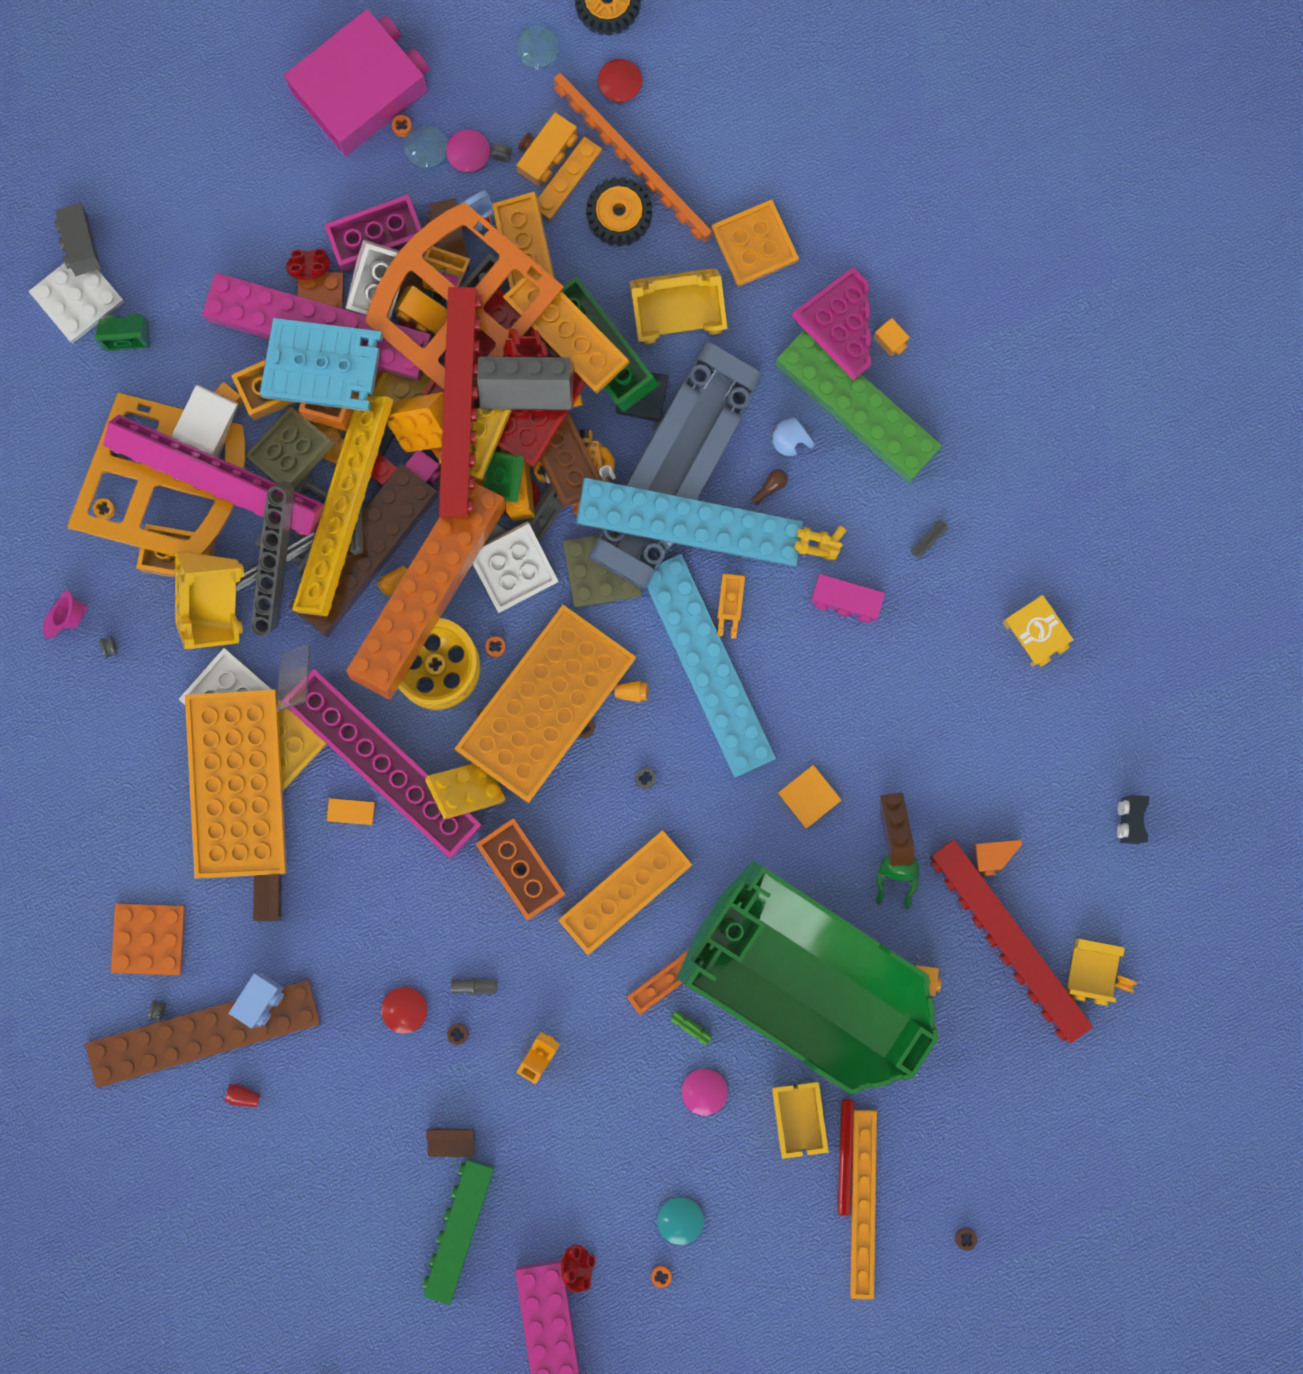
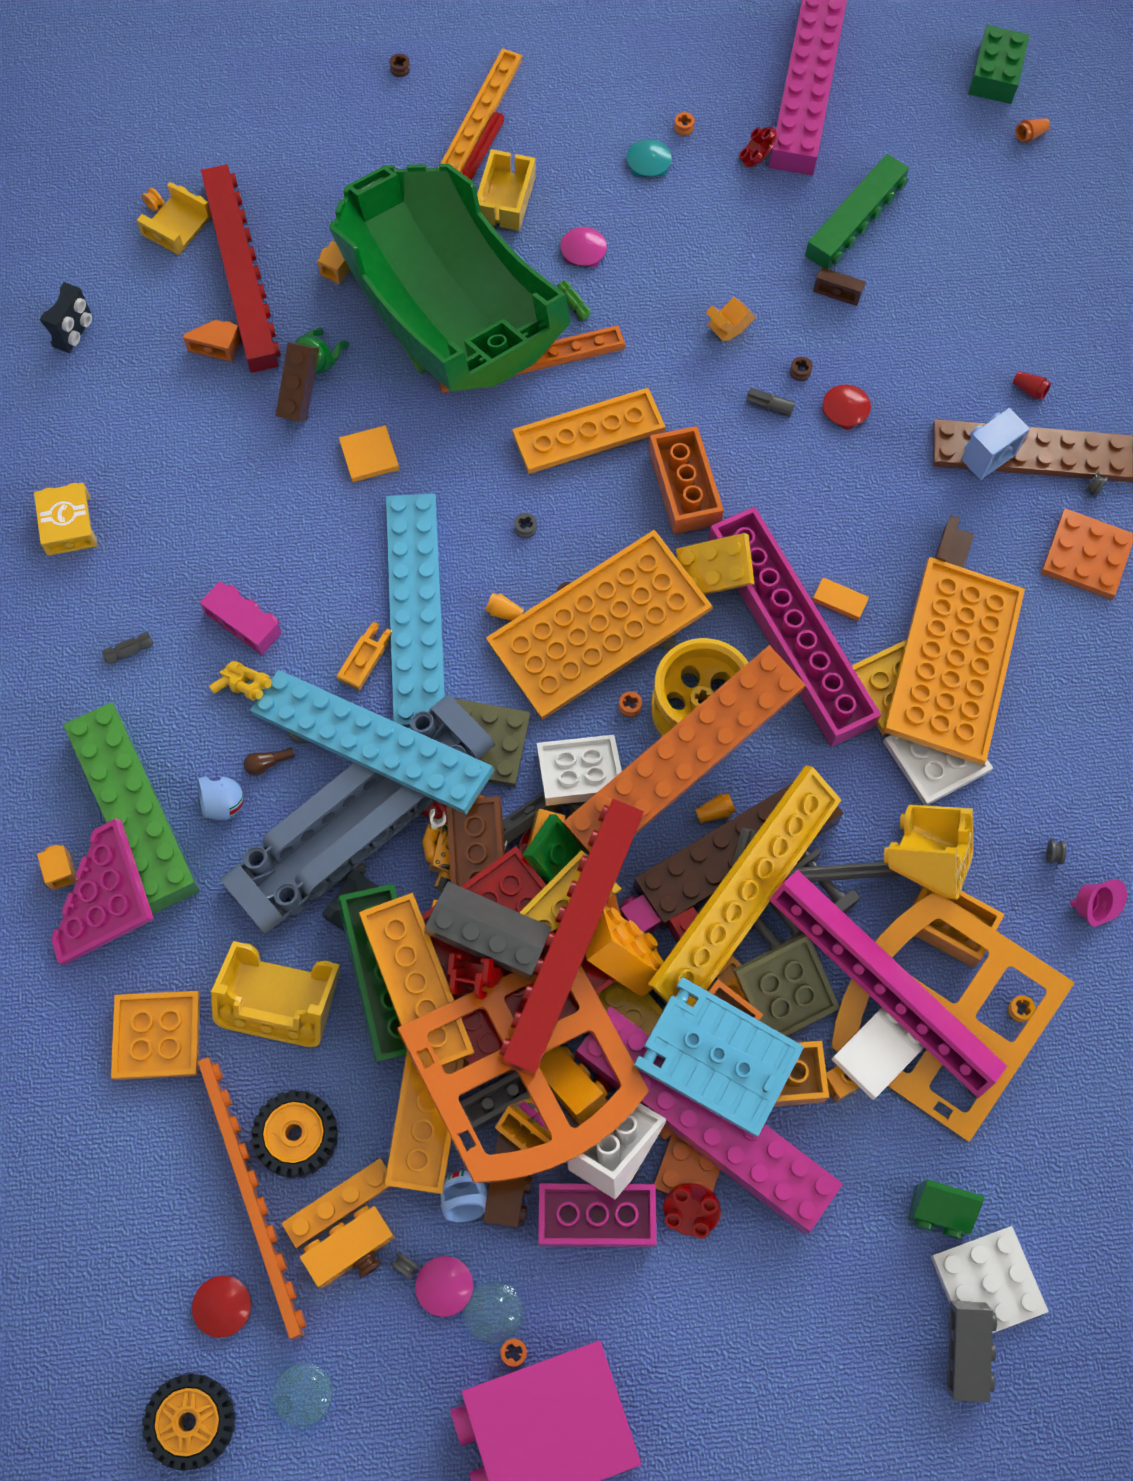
camera: 160 degrees left, 15 degrees down
(278, 550) = (845, 862): dark grey beam -> none
(293, 677) = (860, 738): clear piece -> none

